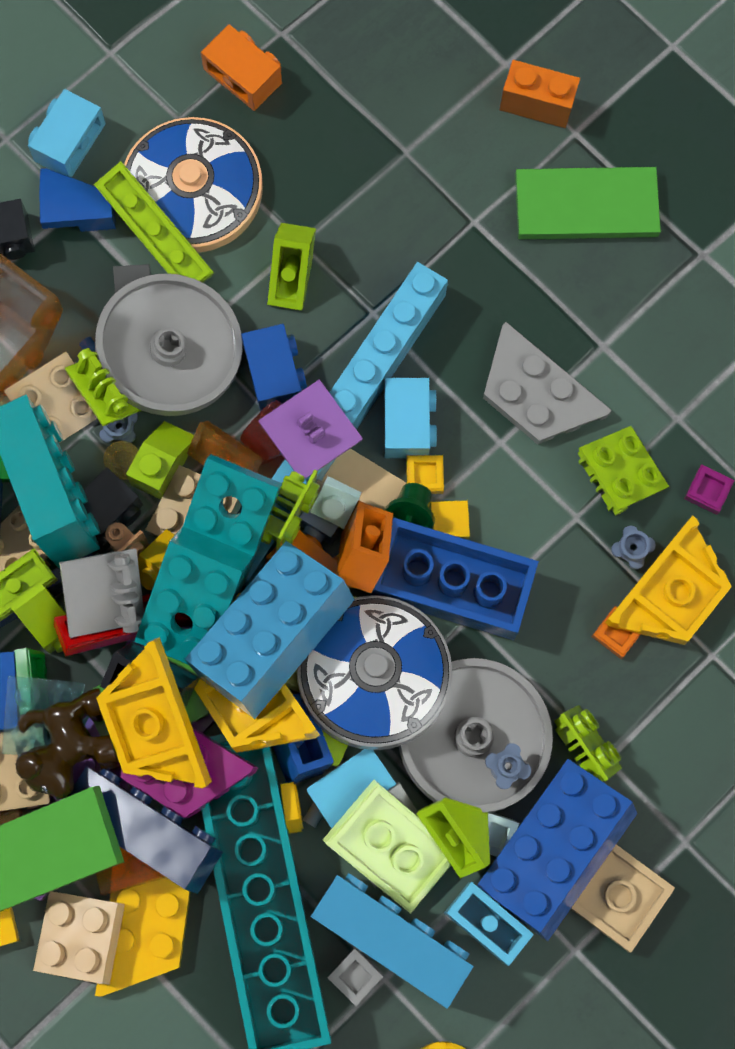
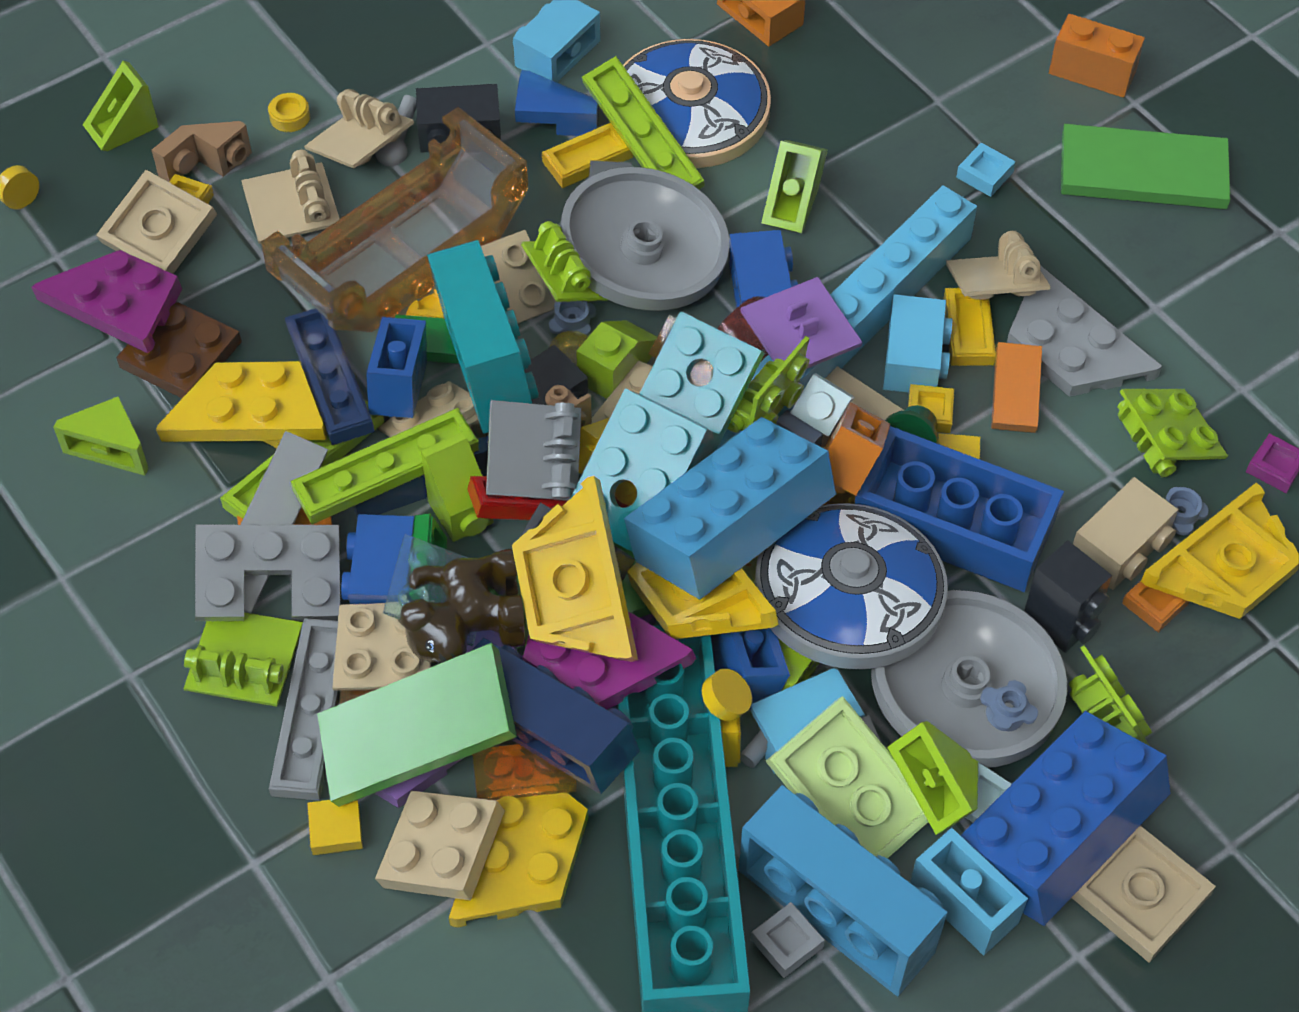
camera: 10 degrees right, 20 degrees down
(111, 249) = (571, 159): none -> yellow tile
(286, 792) = (726, 694): none -> yellow tile
(452, 227) = (985, 169): none -> medium azure plate
(452, 388) = (971, 329): none -> yellow tile
(471, 337) = (1011, 271): none -> tan hinge
(494, 448) = (1016, 387): none -> orange tile
(549, 655) = (1068, 596): none -> black brick
(589, 580) = (1127, 531): none -> tan brick

